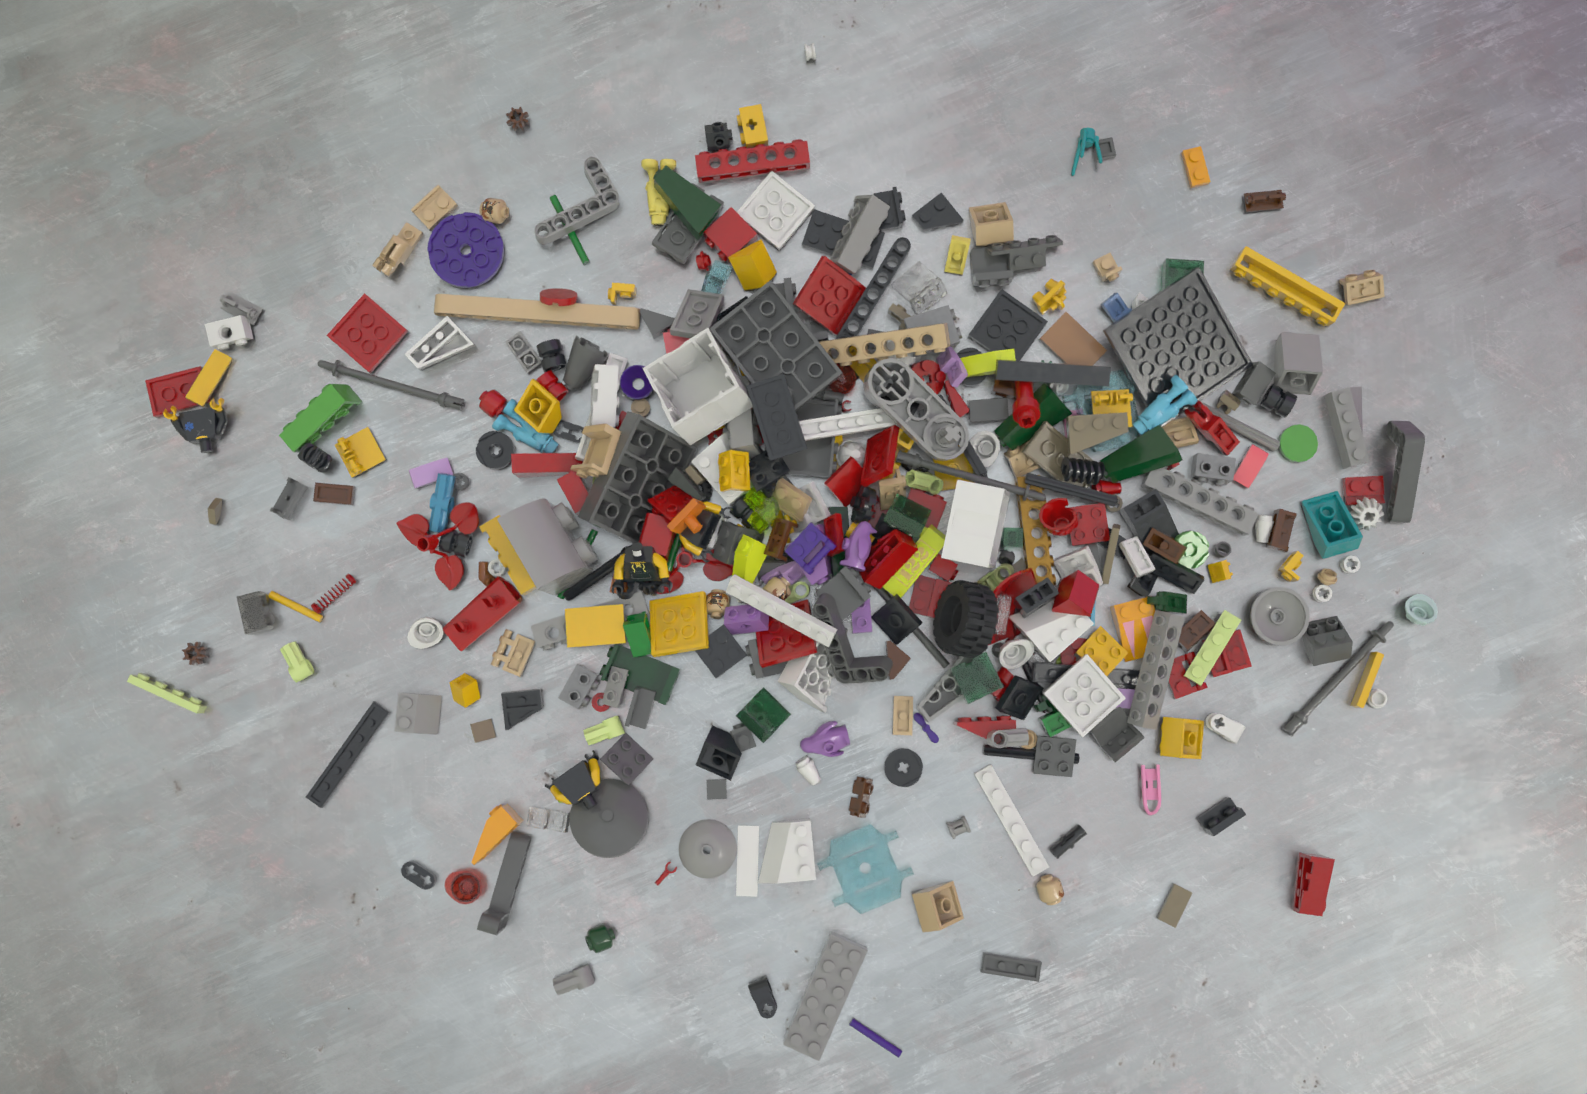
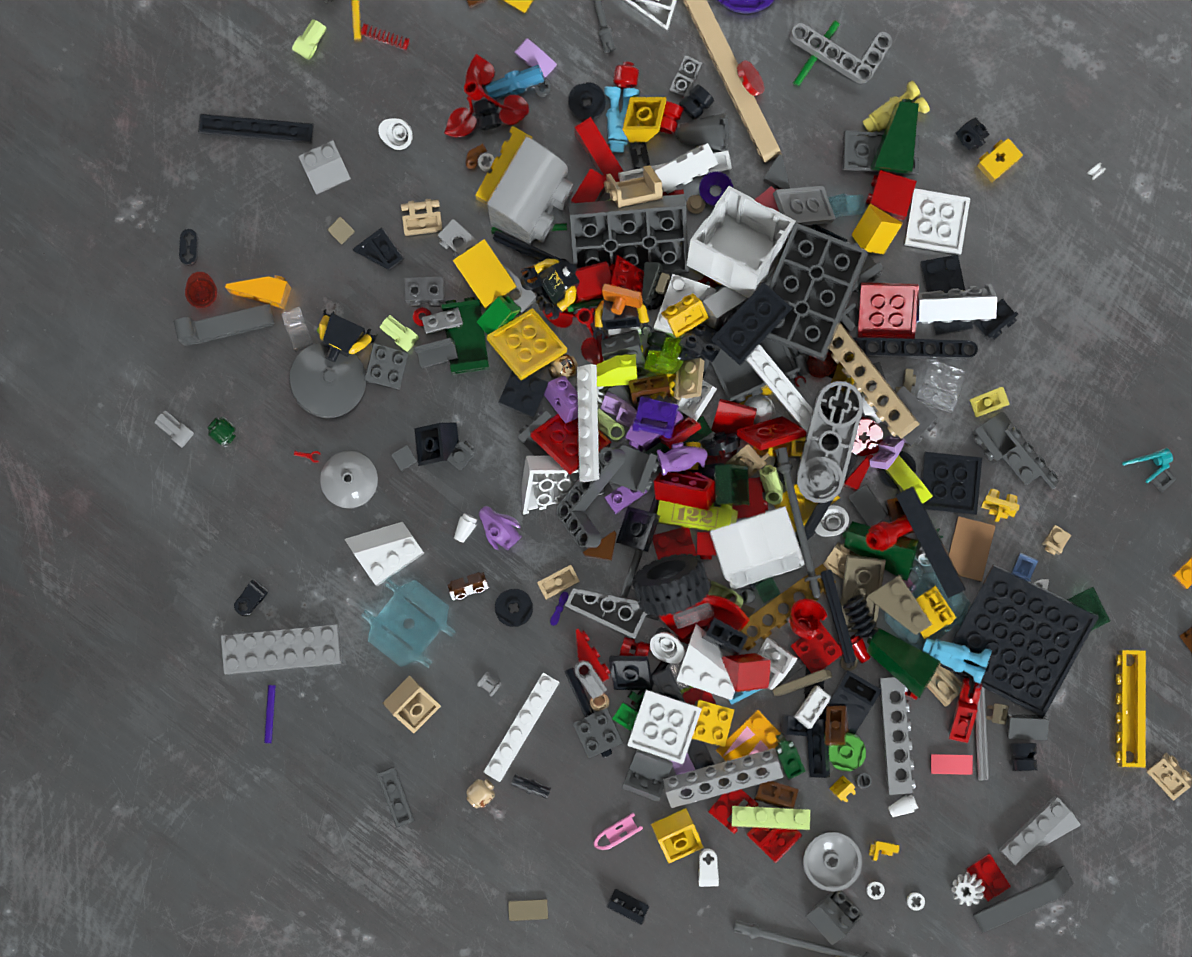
camera: 55 degrees right, 0 degrees up
(464, 690) = (366, 195): yellow panel -> none
(482, 613) = (441, 172): red piece -> none
(623, 289) = (789, 129): yellow bracket -> none
(703, 261) = (855, 184): red plate -> none
(747, 861) = (358, 519): white sticker -> none
(760, 167) = (969, 187): red brick -> none
(763, 715) = (490, 460): clear green piece -> none
(778, 587) = (606, 411): tan head -> none
(937, 214) = (1016, 364): black wing -> none
(976, 678) = (625, 623): clear green piece -> none
(991, 224) = (1035, 416): tan slope -> none
(1213, 468) = (930, 732): flat silver brick -> none
(1281, 530) = (910, 823): reddish brown hinge -> none
(1297, 362) = (1068, 754): light grey slope -> none
(1298, 443) = (997, 796): bright green tile -> none
(1327, 576) = (892, 886): tan plate -> none
(1331, 525) = (940, 864): teal slope -> none

